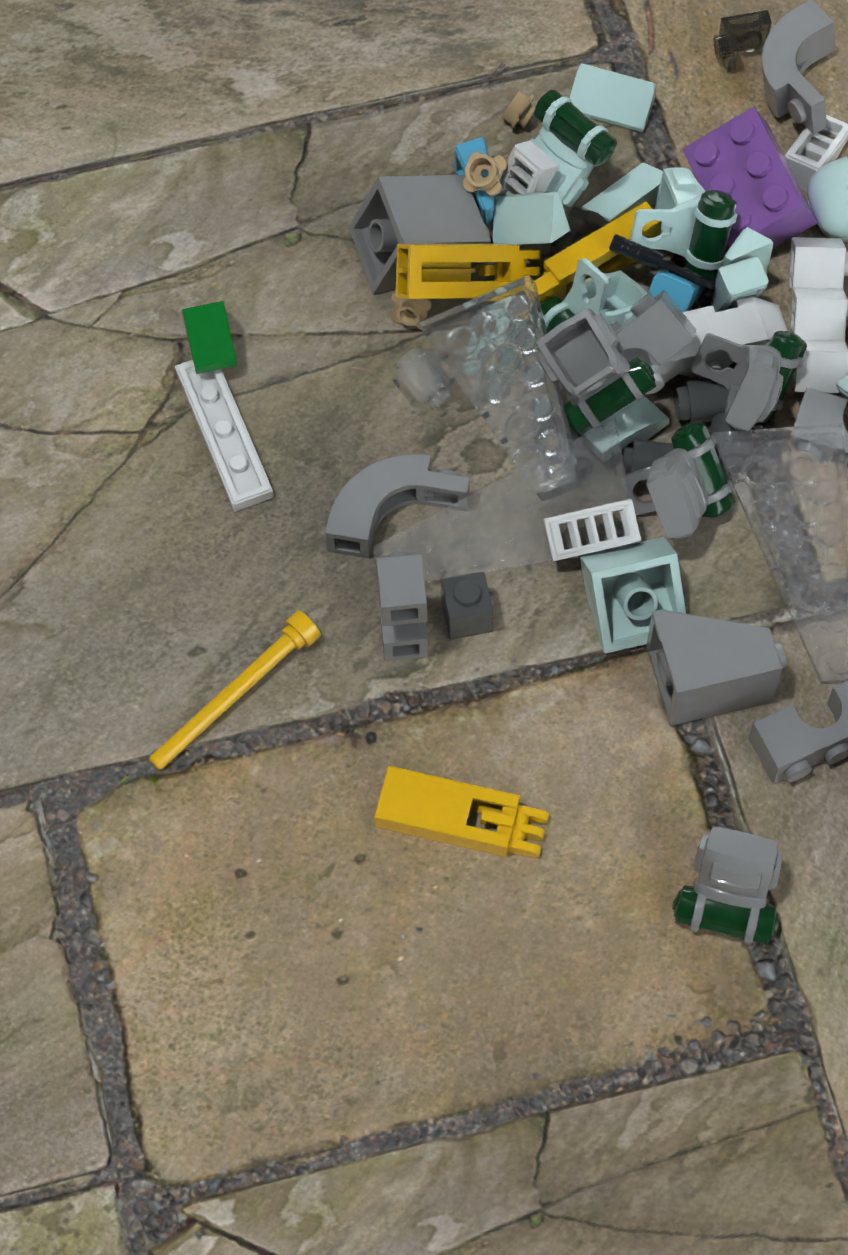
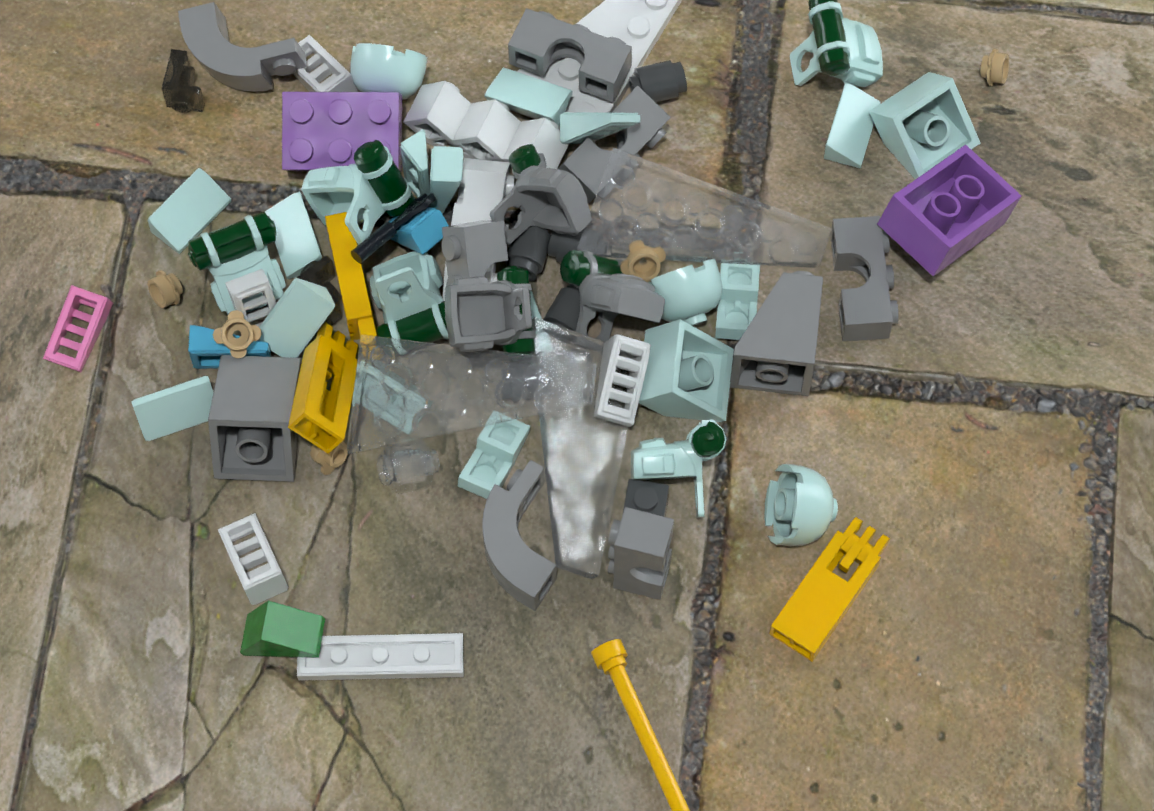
camera: 70 degrees left, 0 degrees up
(262, 307) = (263, 581): none -> white slope
(394, 156) = (174, 408): none -> light aqua slope
(463, 69) = (75, 297): none -> bright pink slope
(469, 454) = (493, 457): none -> light aqua slope
(529, 617) = (679, 459): none -> light aqua piece
(530, 751) = (799, 506): none -> light aqua cylinder
(722, 560) = (689, 292): none -> light aqua cylinder
(729, 500) = (646, 270): none -> tan plate
(732, 887) = (979, 396): light grey piece -> none
(753, 607) = (737, 300): none -> light aqua slope

